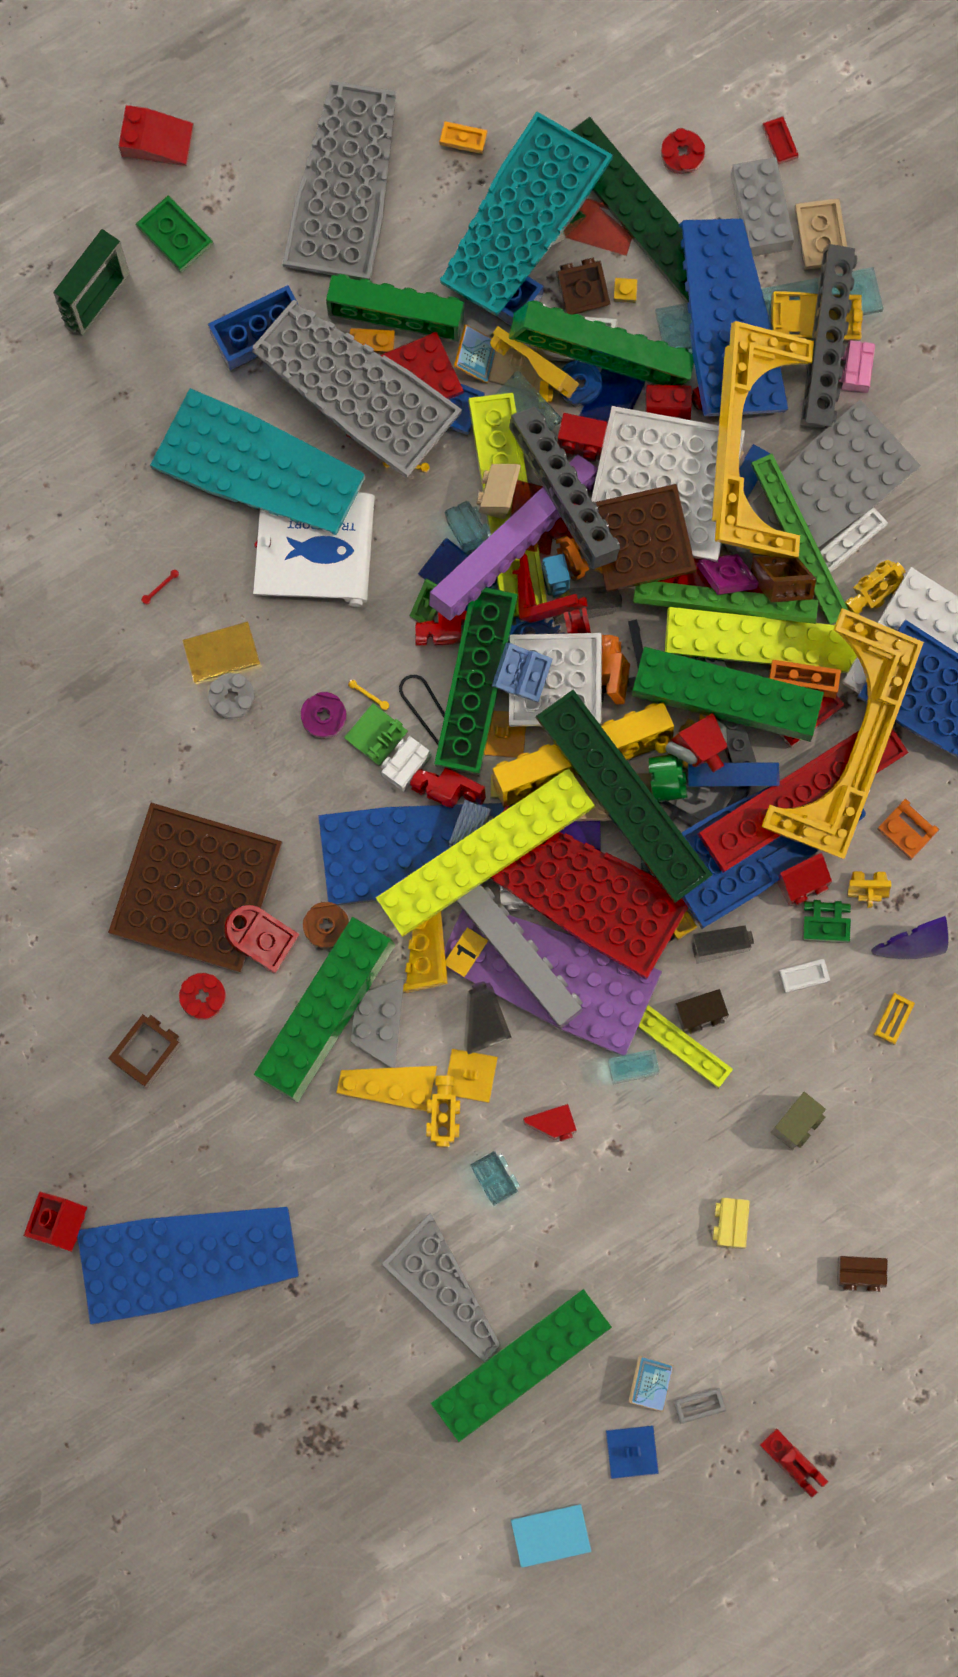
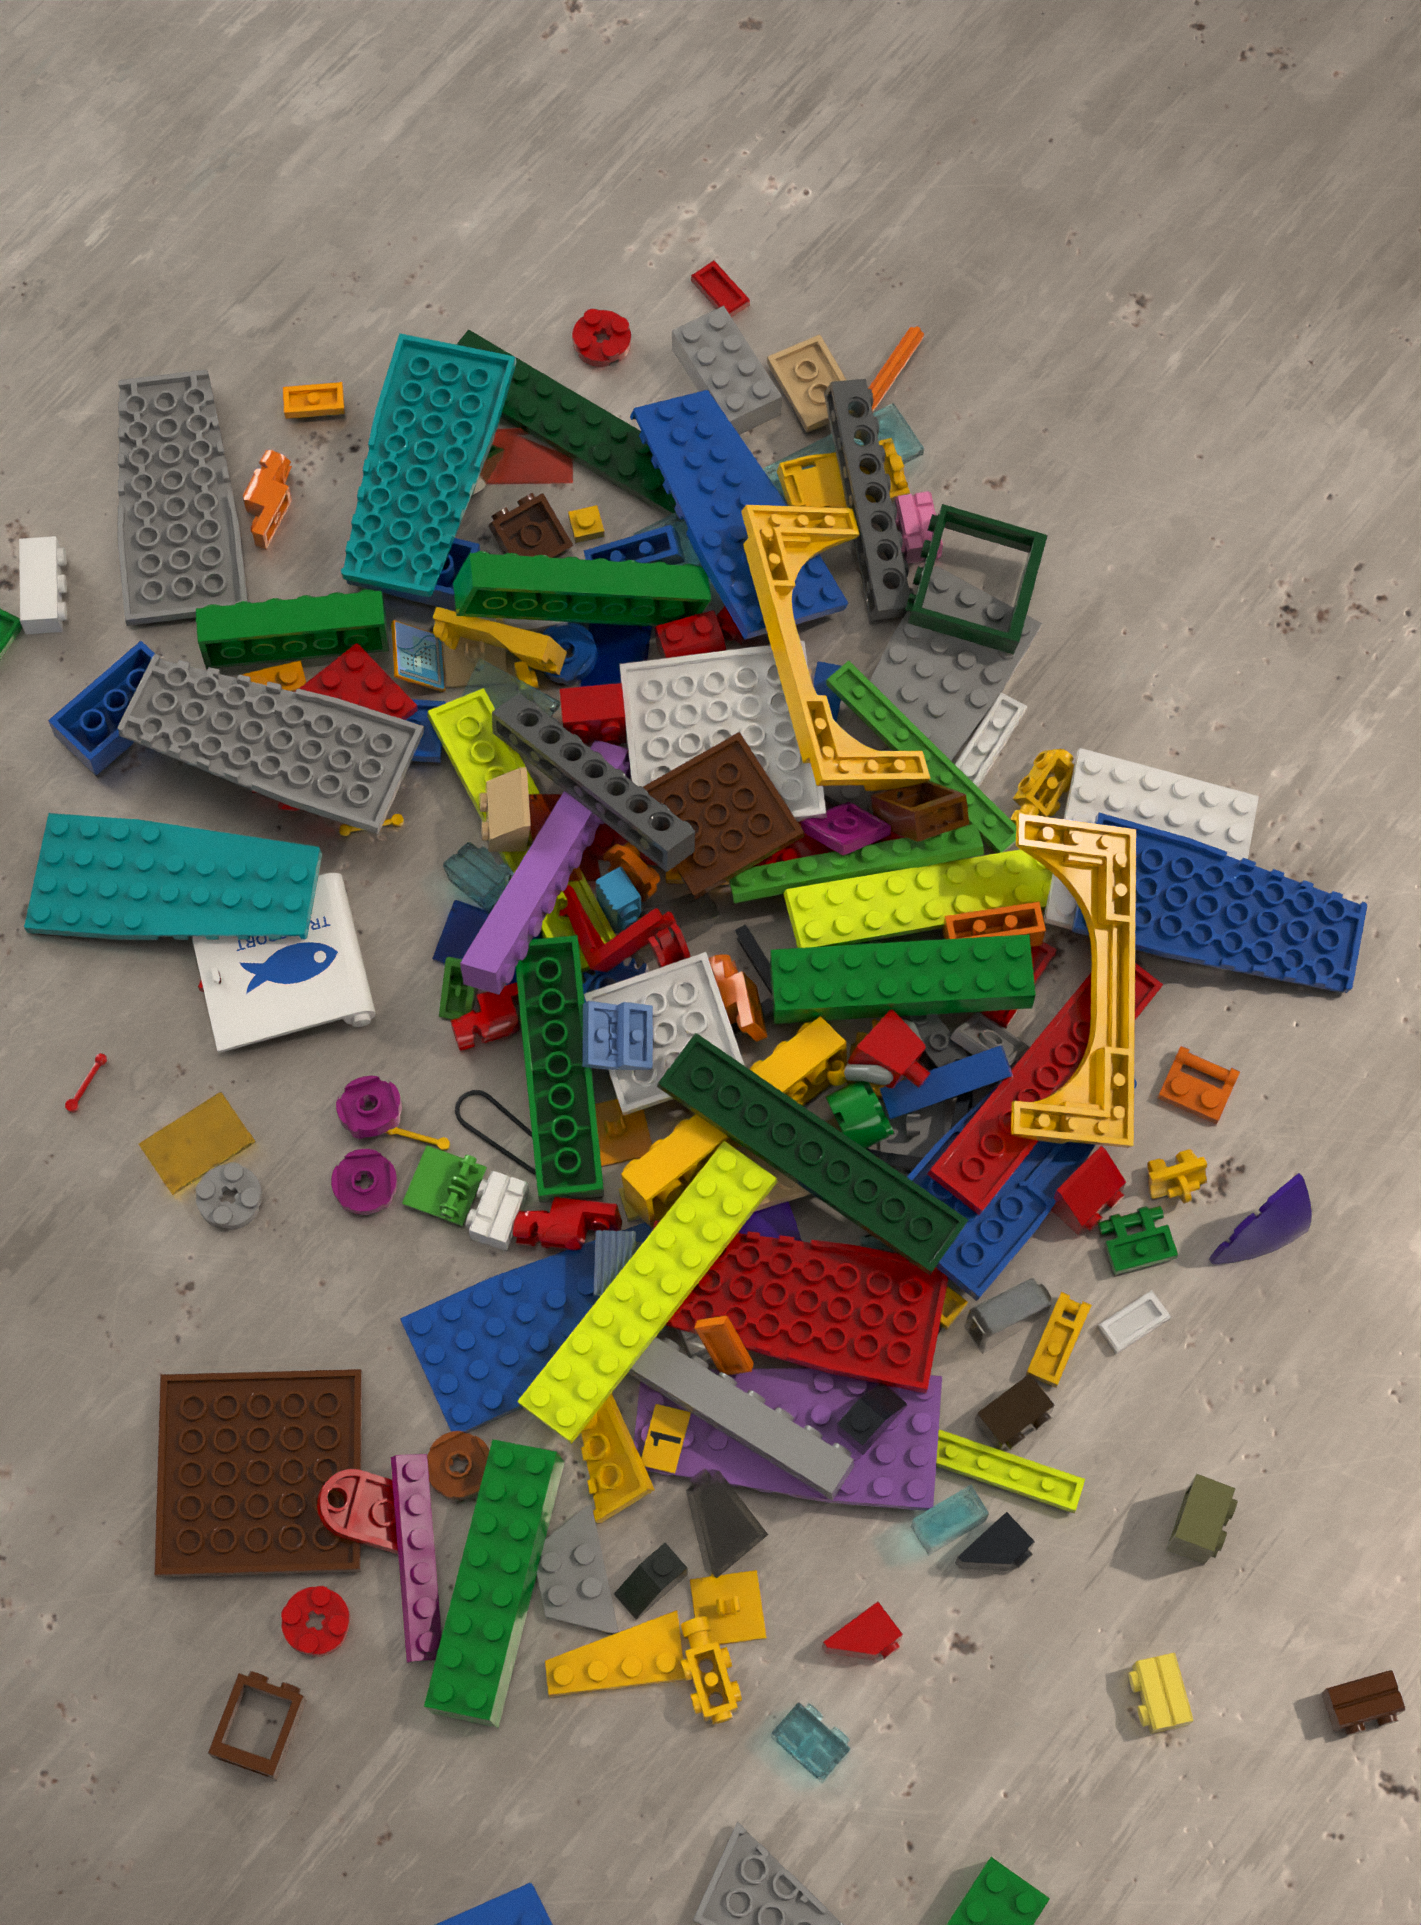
camera: 20 degrees left, 10 degrees down
(233, 219) = (42, 585): none -> white brick
(279, 975) = (416, 1557): none -> magenta plate
(342, 676) = (373, 1122): none -> magenta plate
(409, 201) = (268, 496): none -> orange plate
(426, 1042) = (651, 1581): none -> pearl dark grey slope
(523, 905) = (724, 1345): none -> orange tile
(604, 983) = (870, 1417): none -> black slope
(653, 326) = (648, 547): none -> blue brick
(660, 1094) = (998, 1547): none -> black slope
(748, 971) = (1058, 1341): none -> yellow plate
(774, 749) = (982, 1034): none -> light grey tile
(883, 239) = (895, 364): none -> orange axle
(885, 1036) = (1271, 1366): yellow tile -> none
(908, 389) = (992, 531): none -> dark green window

